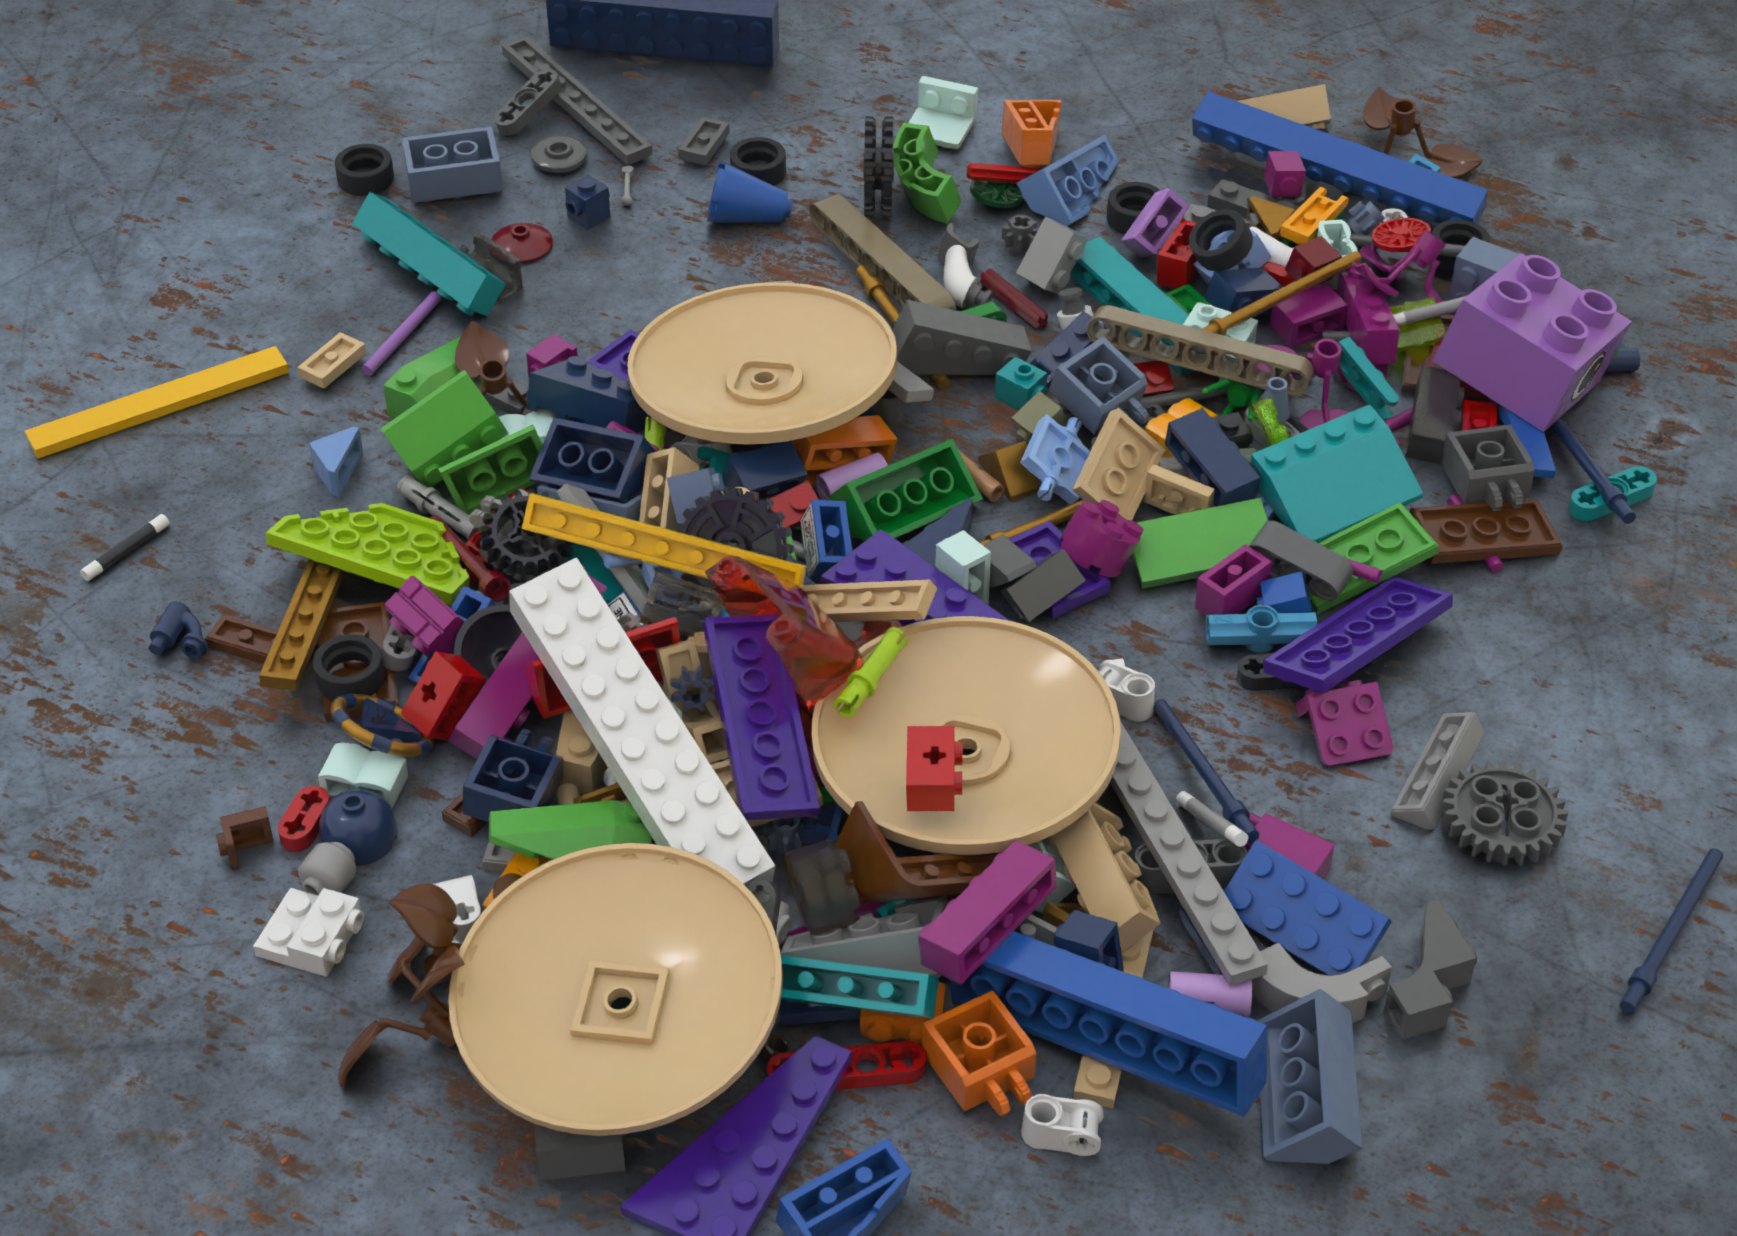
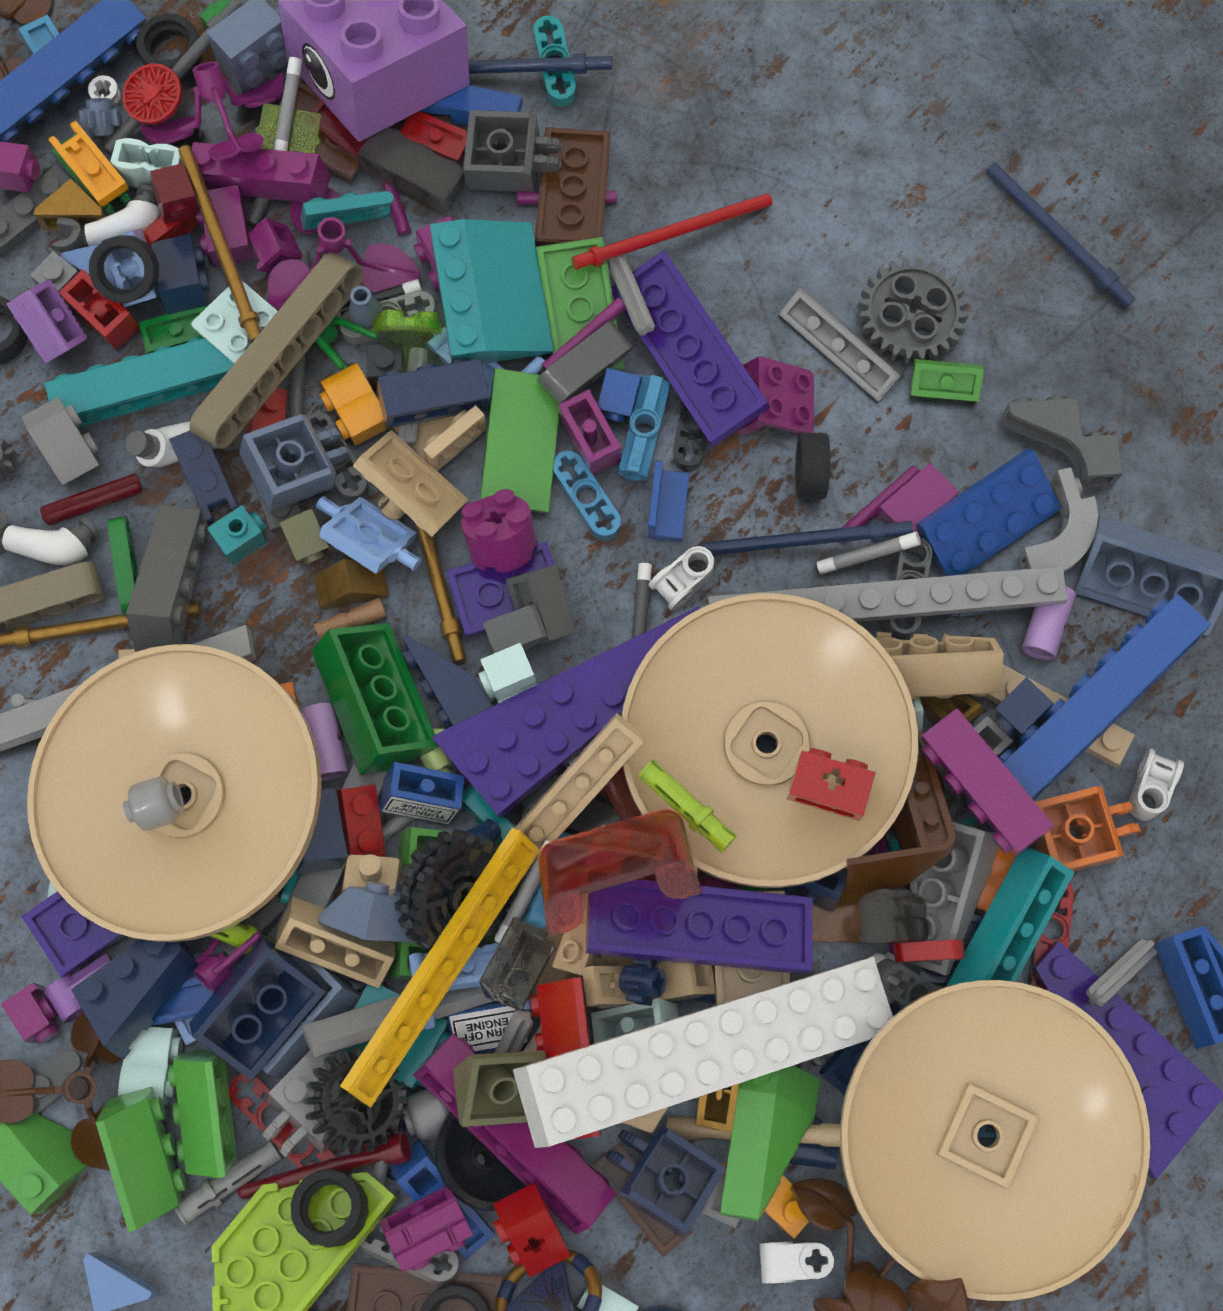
camera: 75 degrees left, 30 degrees up
(430, 536) = (302, 1198): none -> black tyre
(744, 339) = (153, 803): none -> light grey head
(799, 924) = (929, 951): none -> red beam
(830, 1109) = (1121, 972): none -> light grey axle
(1168, 621) = (607, 511): none -> dark azure beam
(1192, 660) = (667, 504): none -> blue panel
(1279, 737) = (812, 466): none -> black tyre
(1303, 339) = (273, 244): none -> magenta brick
(1392, 578) = (631, 294): none -> light grey axle
(1414, 540) = (596, 255): none -> red bar
(1441, 855) = (946, 380): none -> bright green plate

